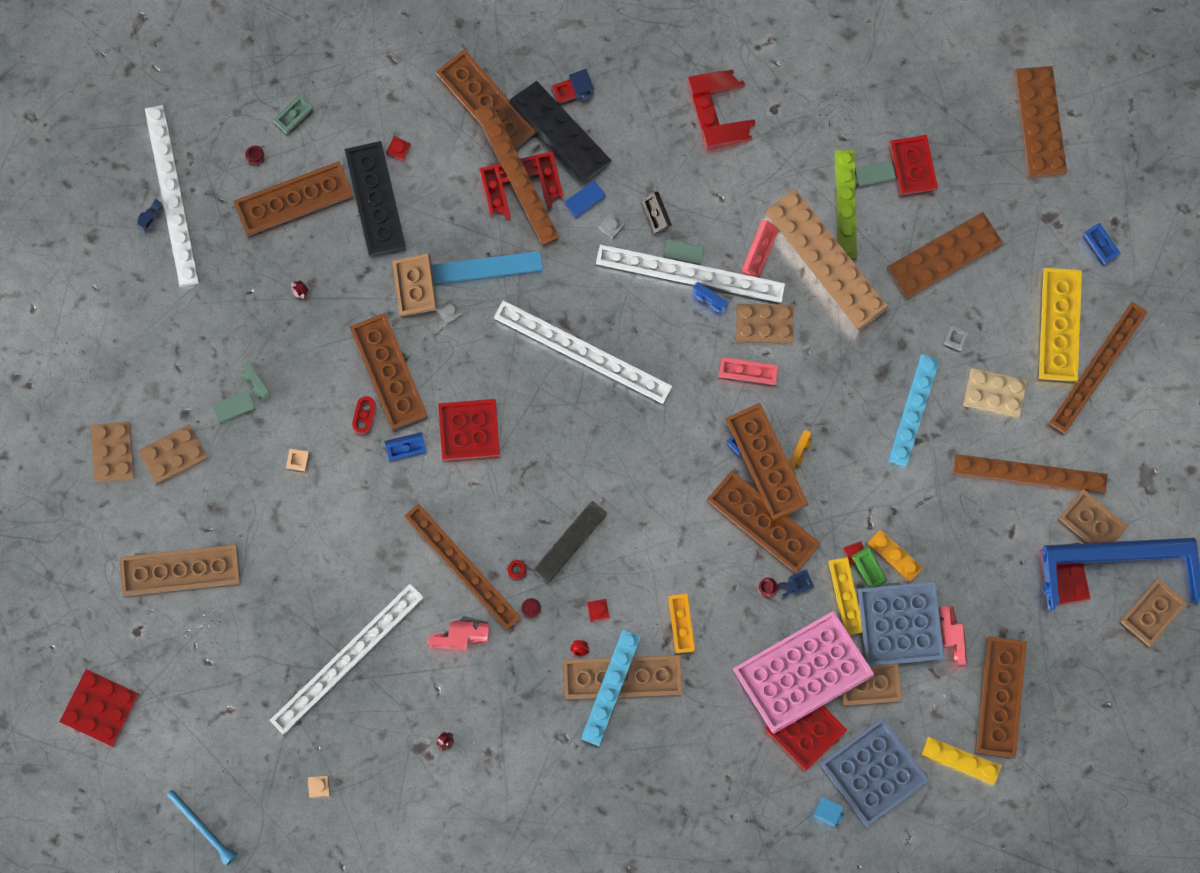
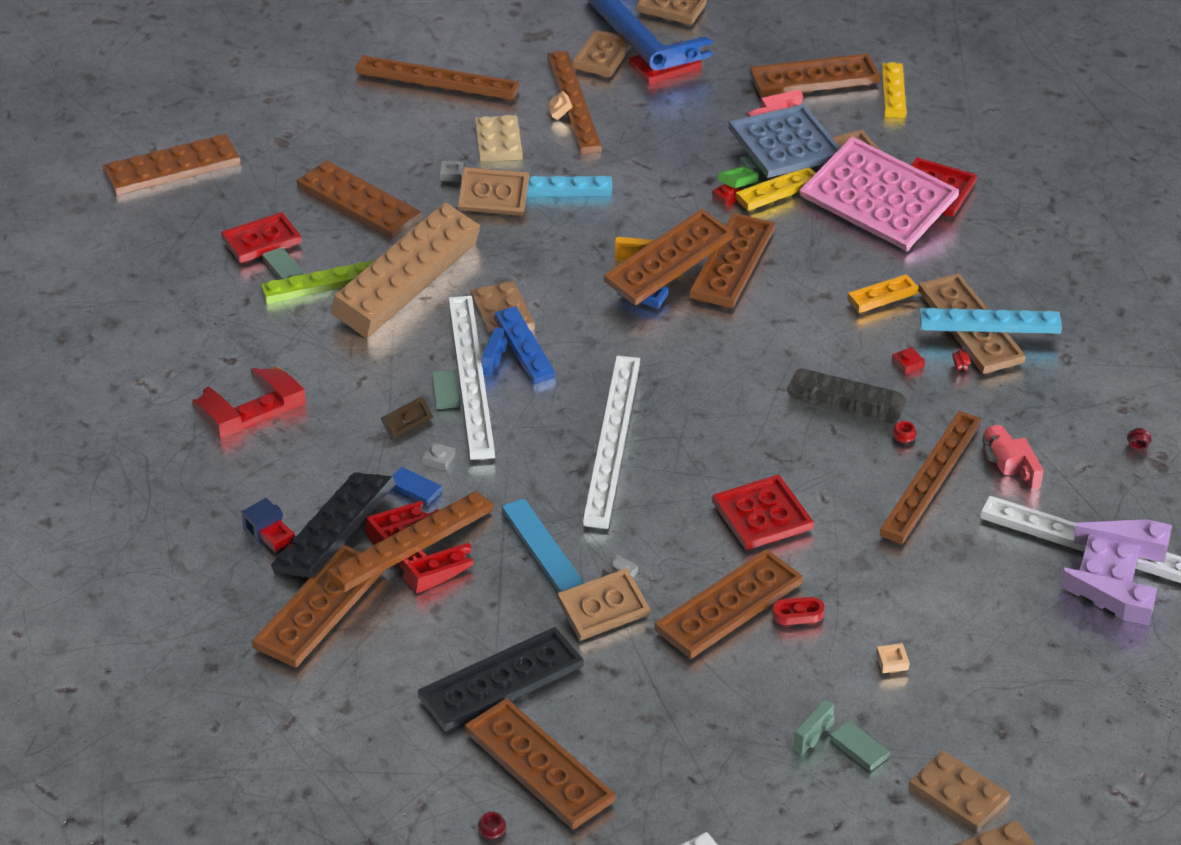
camera: 105 degrees left, 35 degrees down
(179, 570) = (1107, 735): medium nougat plate -> none
(293, 114) = (414, 798): sand green plate -> none
(299, 289) = (664, 719): dark red plate -> none
(317, 645) = (1111, 564): none -> lavender wedge
(398, 148) = (418, 676): red plate -> none
(405, 446) = (810, 556): blue plate -> none
(531, 607) = (940, 411): dark red plate -> none
(709, 322) = (525, 345): none -> blue plate
(748, 371) = (566, 306): coral plate -> none
(760, 249) = (416, 328): coral plate -> none
(768, 587) = (802, 241): dark red plate -> none
(798, 583) = (787, 222): dark blue plate -> none
(829, 812) = (1006, 154): dark azure brick -> none
(874, 772) = (945, 135): sand blue plate -> none
(894, 556) = (715, 163): light orange plate -> none
(909, 359) = (493, 191): none -> medium nougat plate
(1021, 456) = (559, 105): none -> light nougat plate
(1060, 324) = (402, 108): yellow plate -> none
(1101, 243) = (299, 98): blue plate -> none

